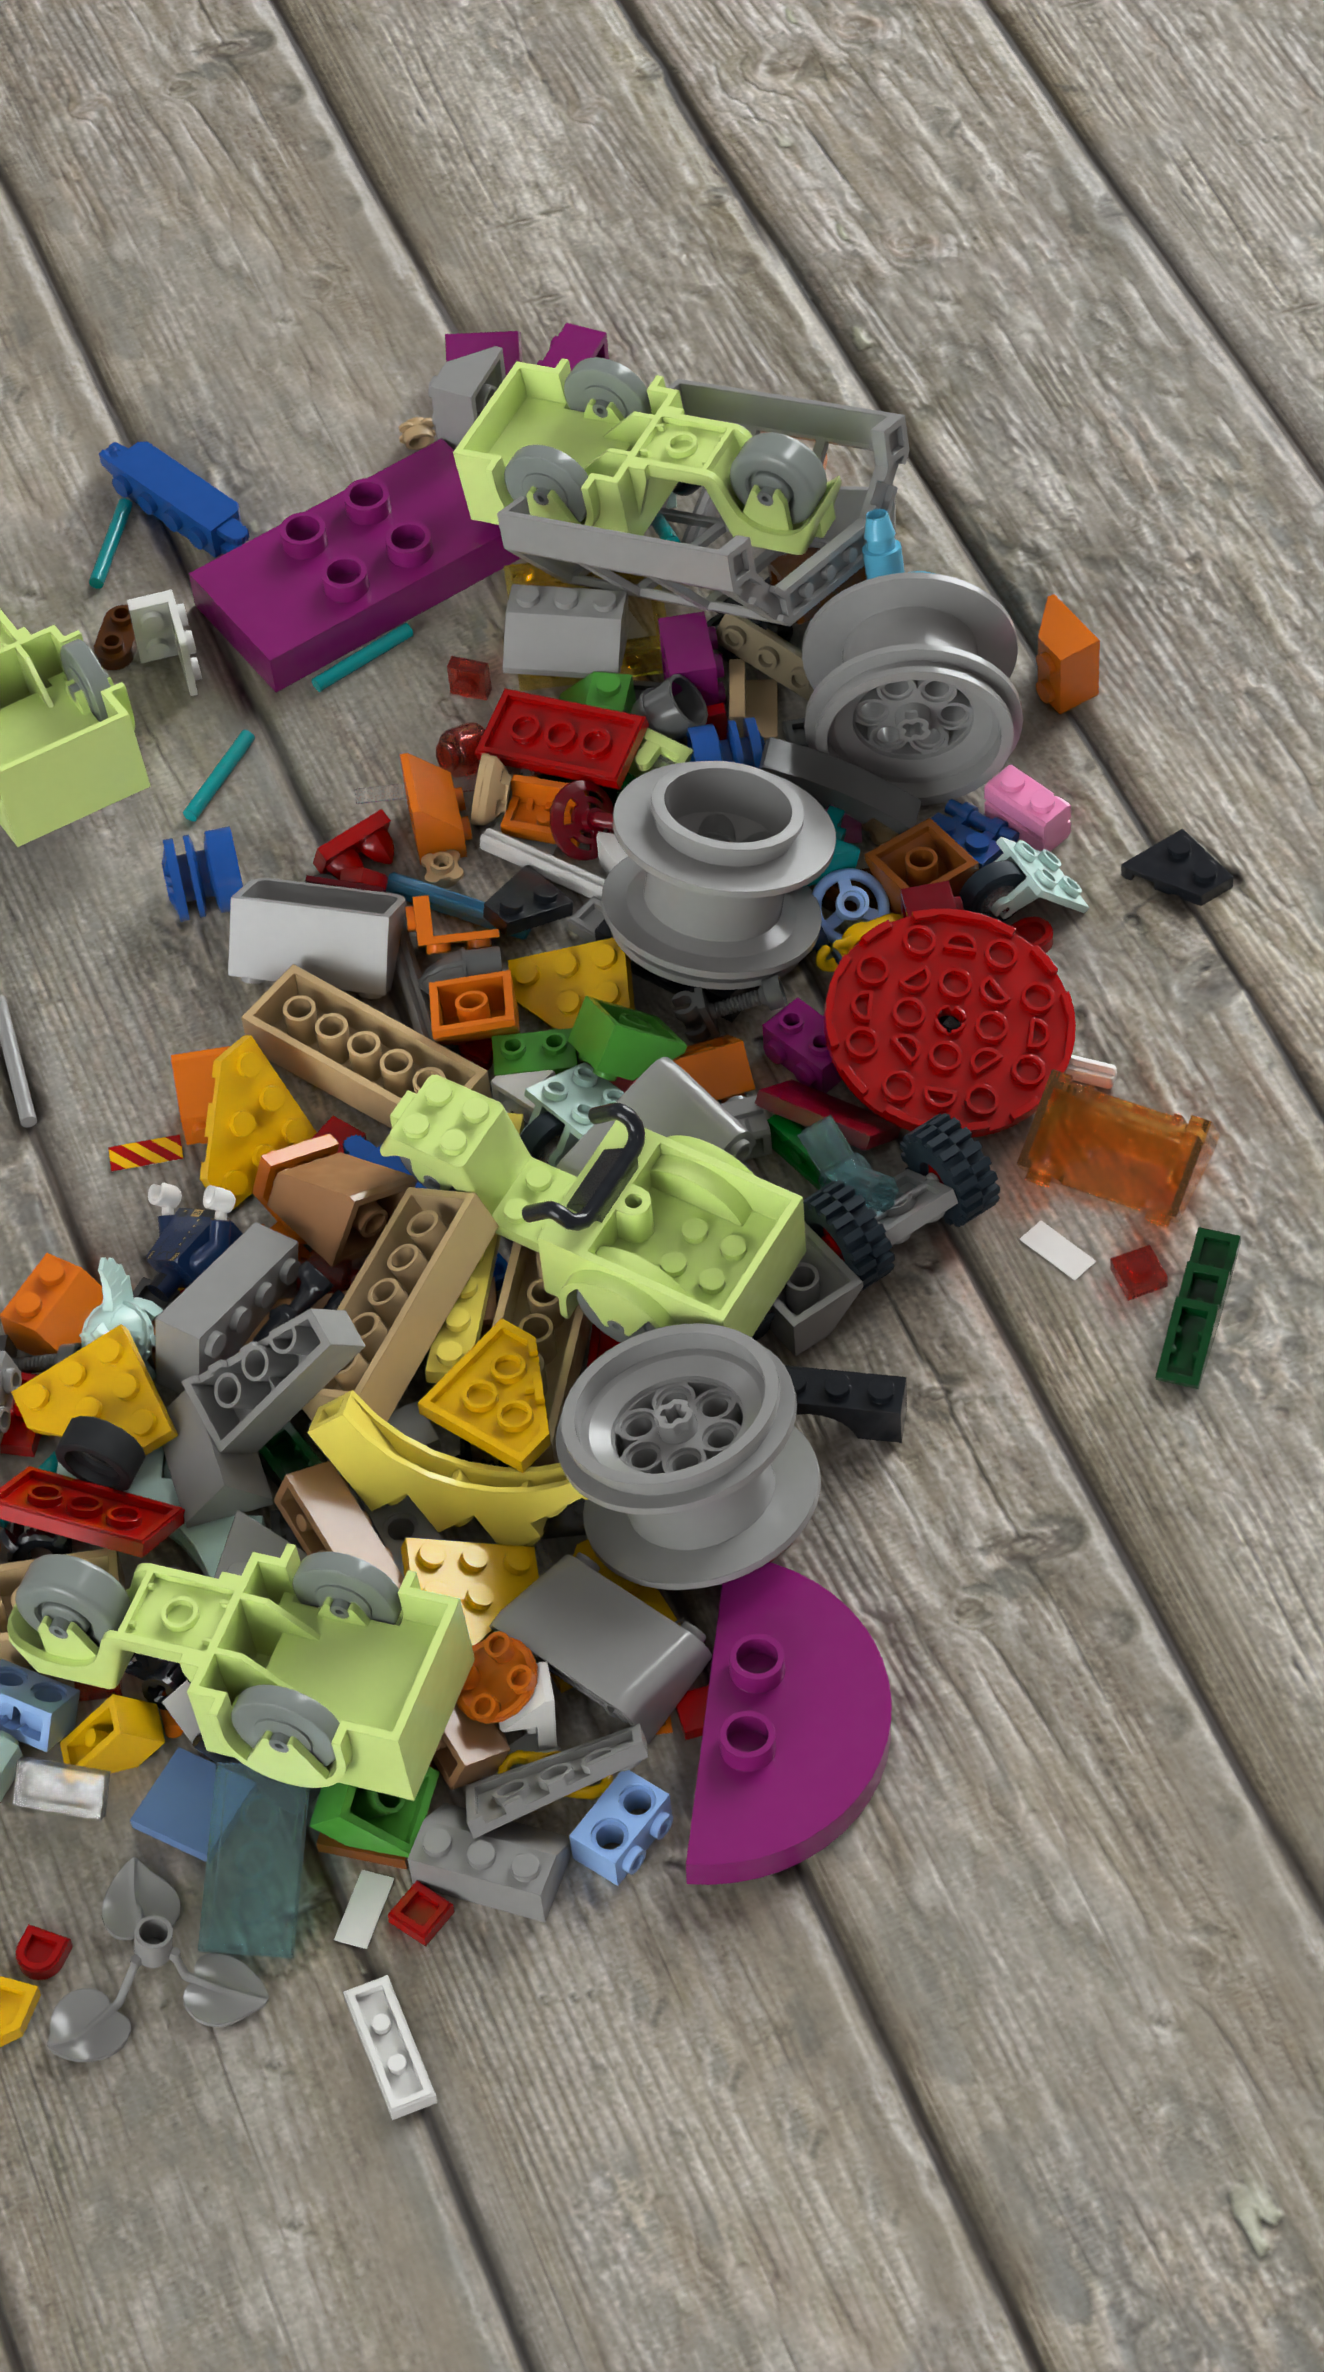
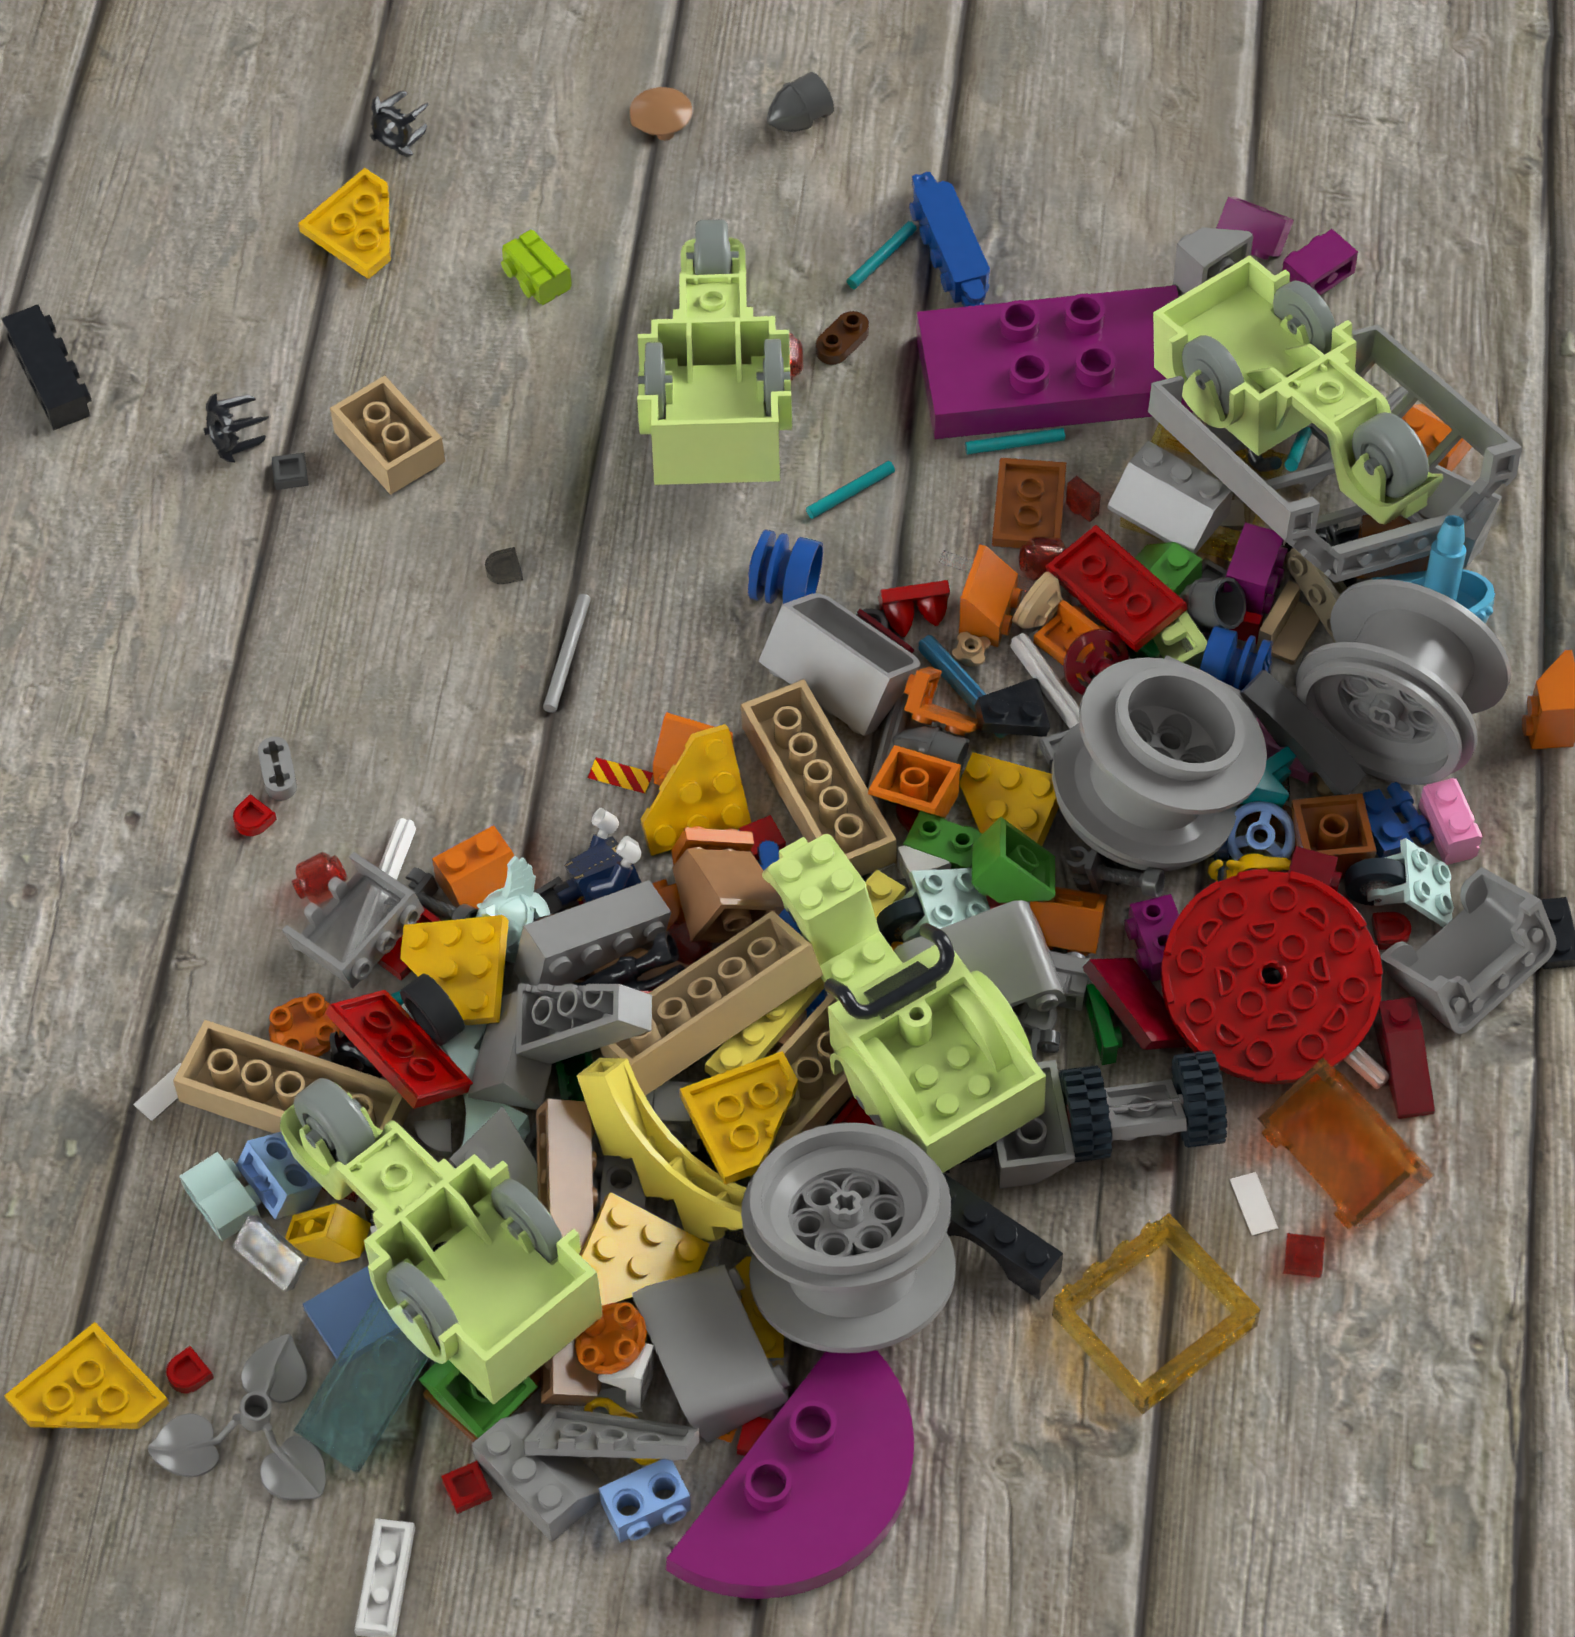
camera: 25 degrees right, 5 degrees up
(160, 633) = (871, 351): white bracket -> none
(364, 876) = (904, 631): red tile -> none
(364, 1909) = (430, 1461): white sticker -> none
(413, 704) = (1028, 501): none -> dark orange plate
(417, 433) = (1163, 268): tan plate -> none
(838, 1162) = (1118, 1058): clear light blue piece -> none
(1050, 1329) = (1127, 1255): none -> clear yellow window
(1117, 1038) = (1404, 1057): none -> dark red slope
(1133, 914) = (1477, 954): none -> light grey windscreen
(1198, 1308) = (1330, 1310): dark green slope -> none

